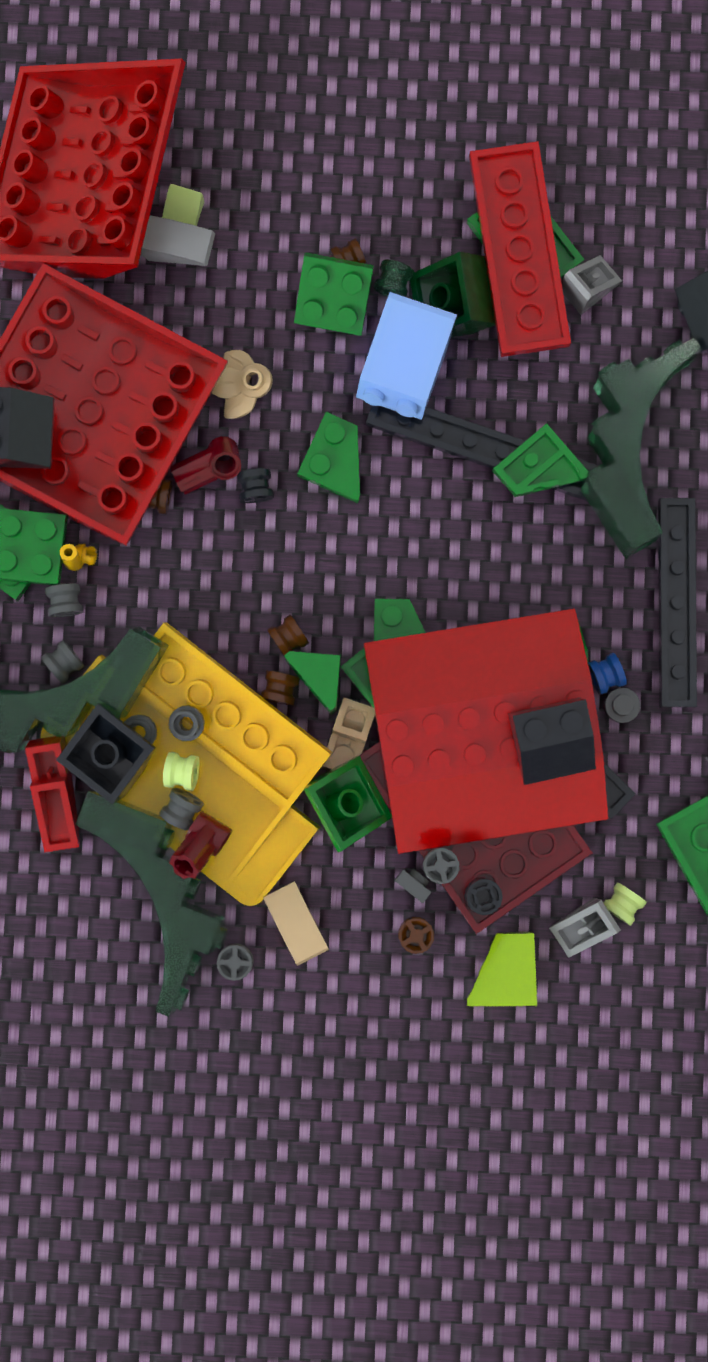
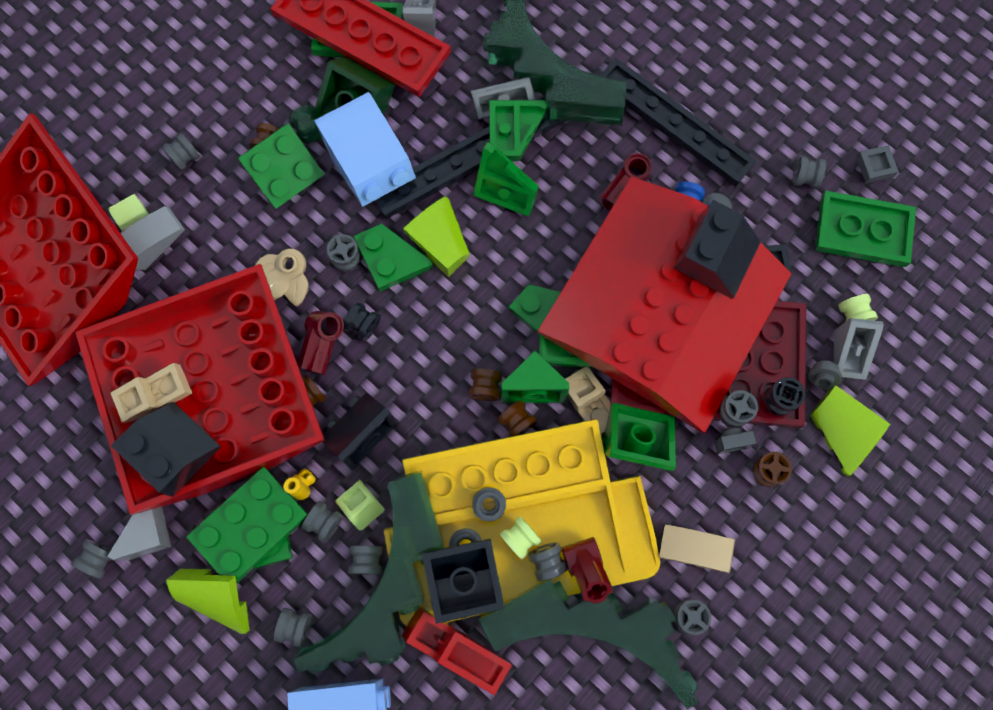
camera: 50 degrees left, 10 degrees down
(45, 374) = (150, 394): none -> tan slope
(103, 618) = (360, 505): none -> yellowish green slope
(159, 564) = (358, 430): none -> black slope
(274, 194) = (180, 151): none -> dark grey wheel
(305, 409) = (340, 246): none -> dark grey wheel
(390, 484) = (439, 236): none -> lime slope
(482, 501) = (504, 182): none -> green wing
(539, 918) = (825, 374): none -> dark grey plate
(567, 601) = (617, 185): none -> dark red piece
(574, 437) = (513, 90): none -> light grey slope

